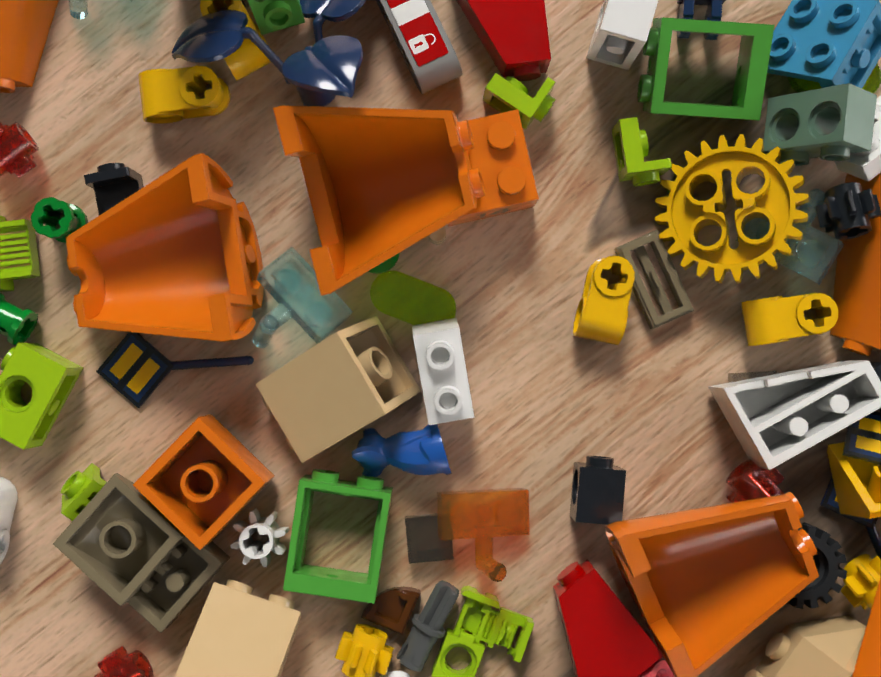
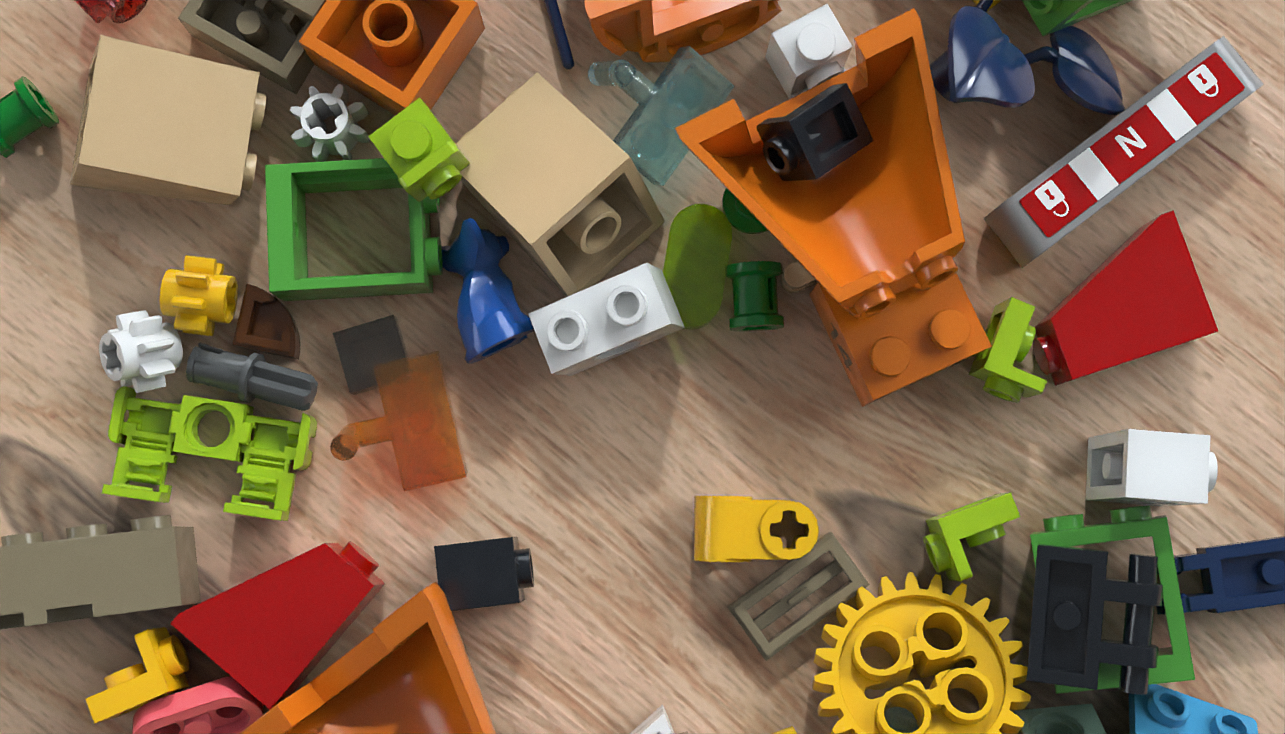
camera: 75 degrees right, 5 degrees down
(281, 189) = (808, 51): none -> white brick
(298, 478) = (420, 152): none -> lime bracket
(345, 197) = (815, 135): none -> black bracket
(444, 264) = (755, 295): none -> green bush
(716, 99) = (1069, 618): none -> black plate

